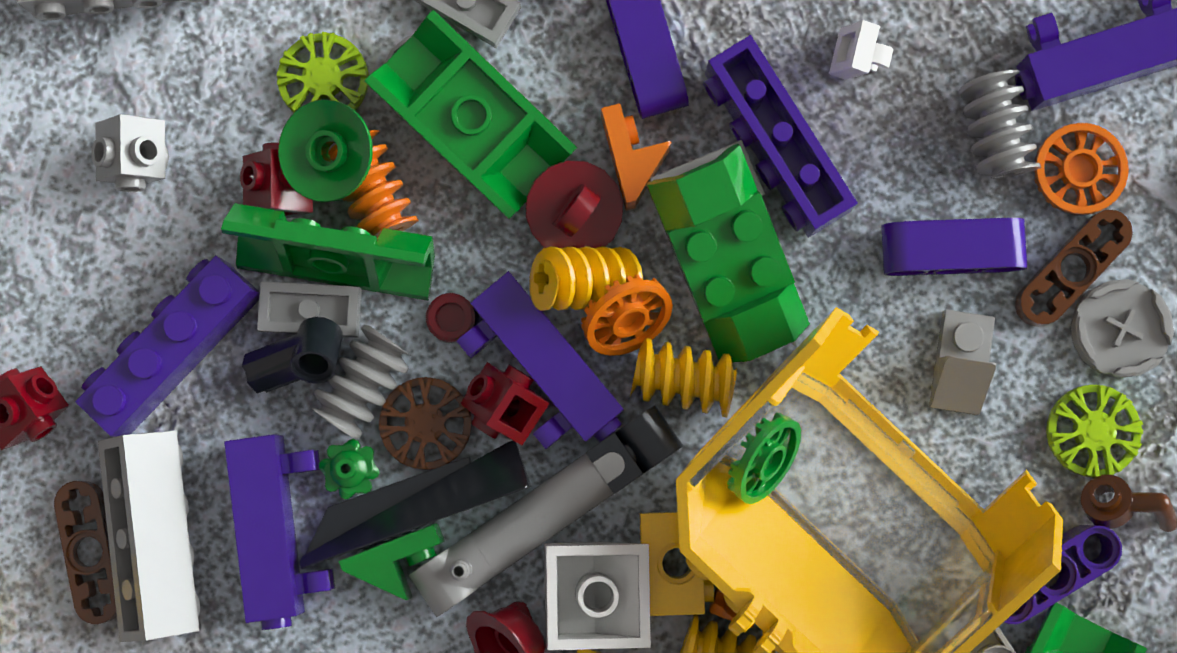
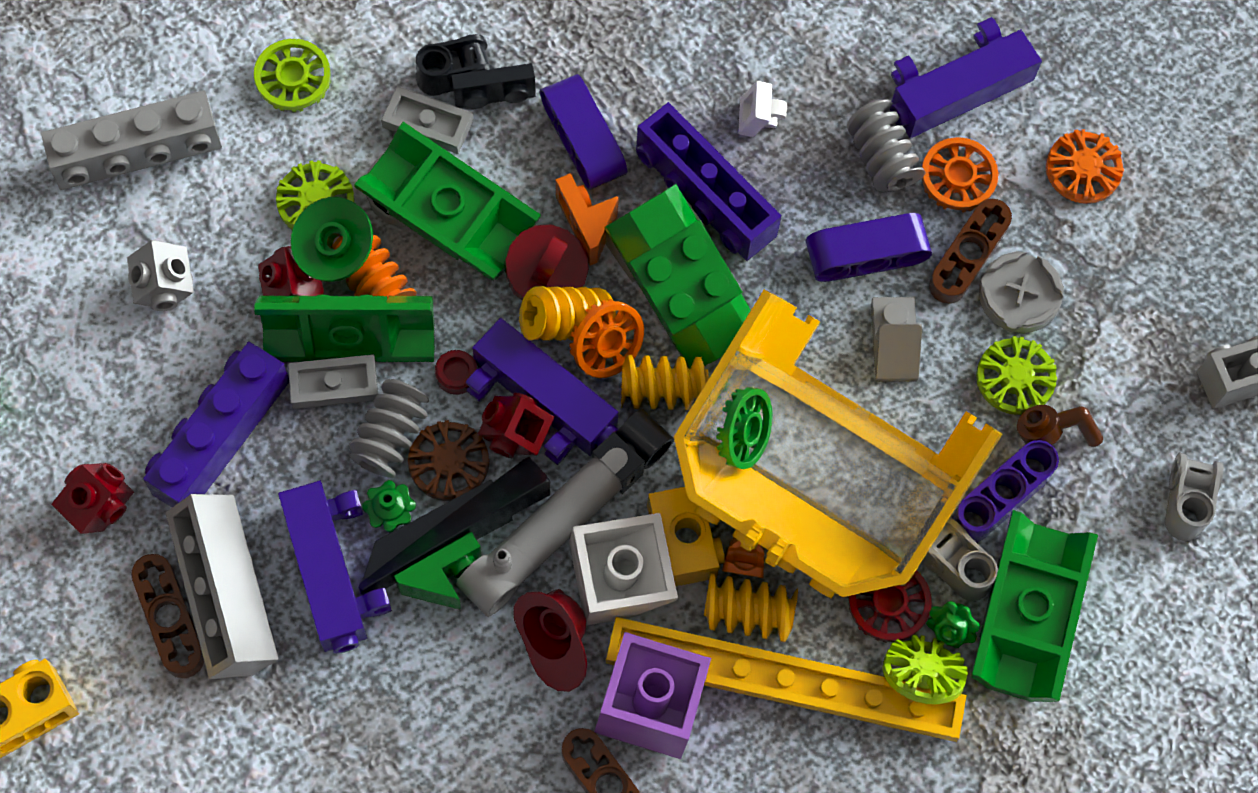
camera: 20 degrees left, 15 degrees down
(304, 356) = (326, 420): black piece -> none

